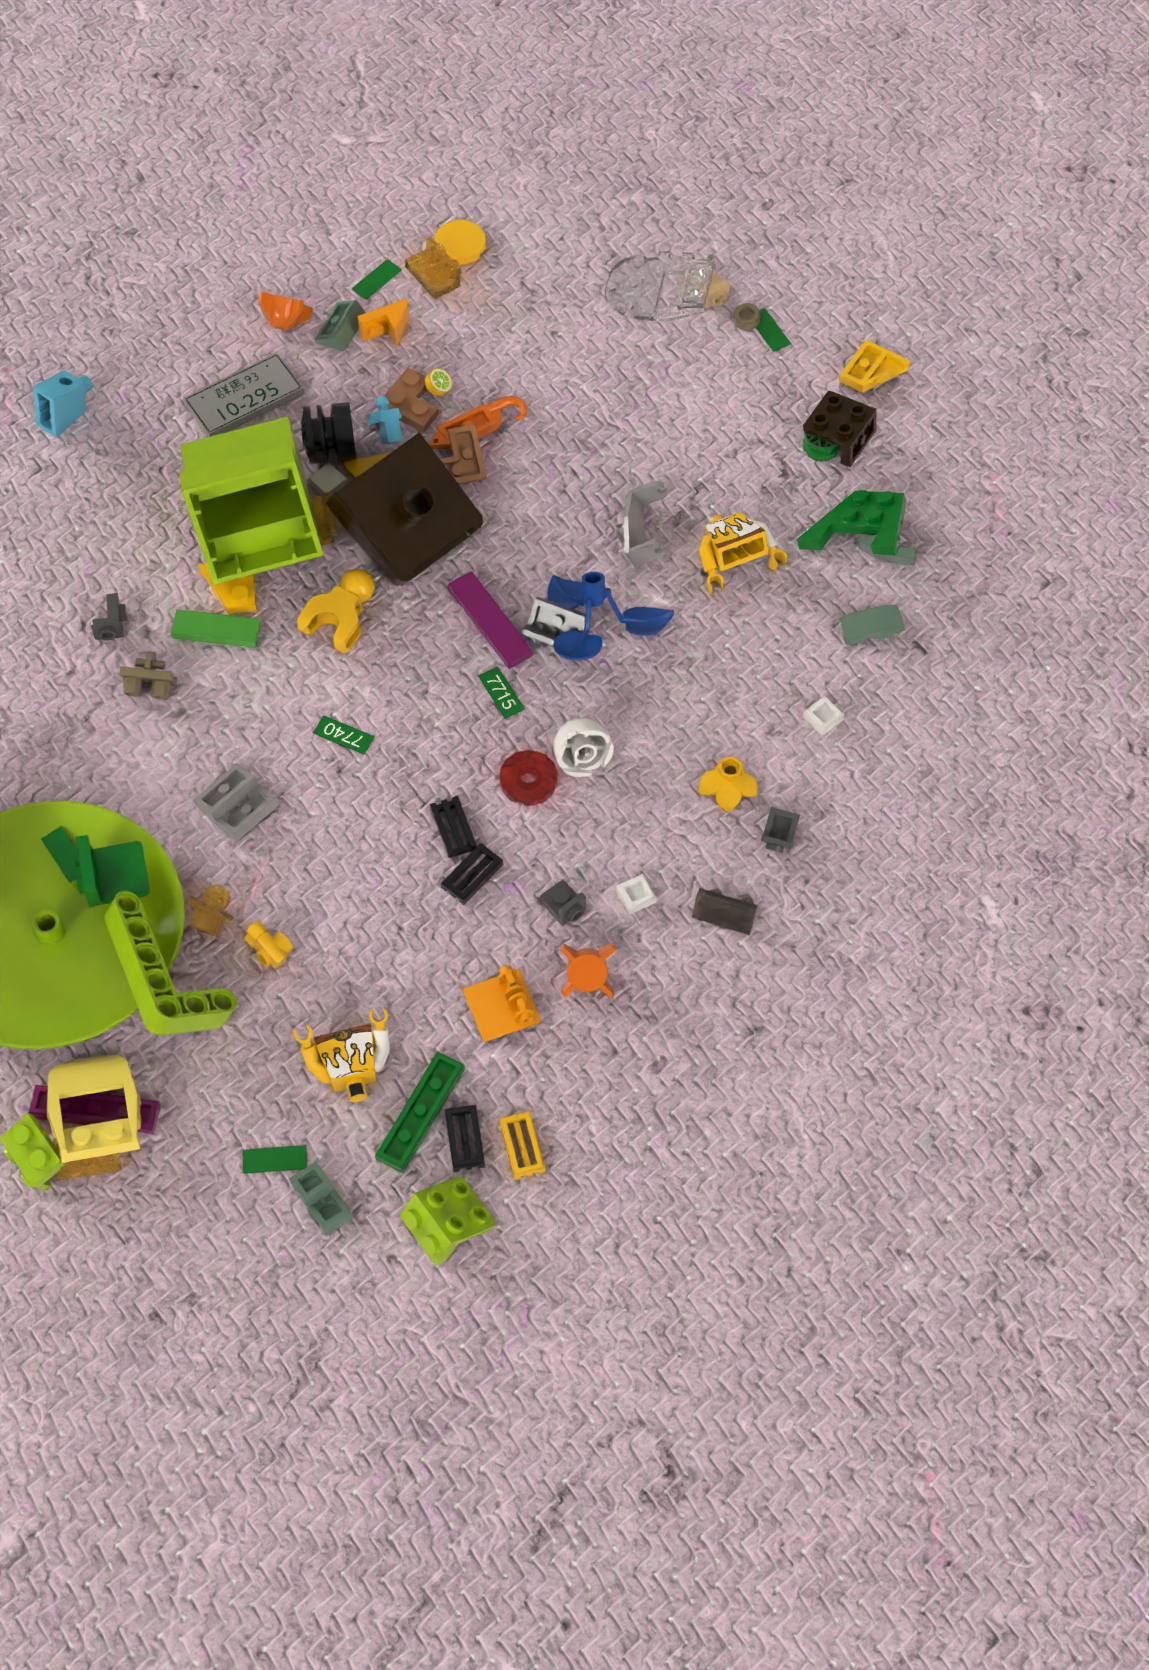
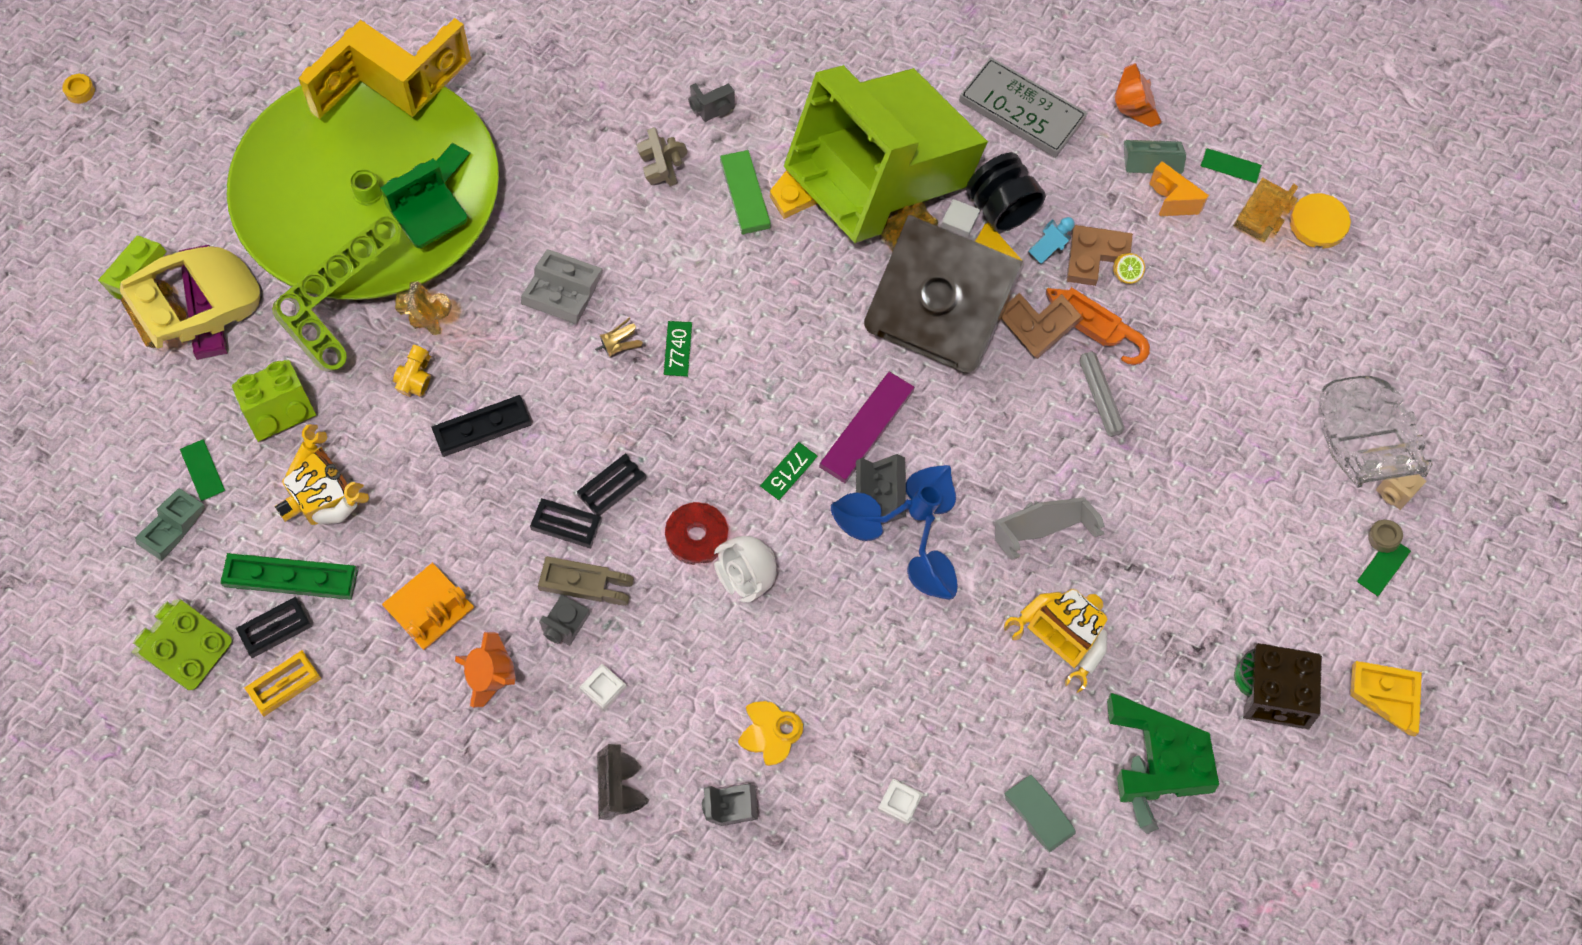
camera: 65 degrees right, 5 degrees up
(233, 1070) = (272, 399): none -> lime bracket
(316, 775) = (611, 339): none -> pearl gold piece
(339, 608) = (812, 287): yellow piece -> none
(345, 911) = (481, 425): none -> black tile
(534, 876) = (583, 581): none -> dark tan hinge
(540, 446) = (1101, 394): none -> light grey axle

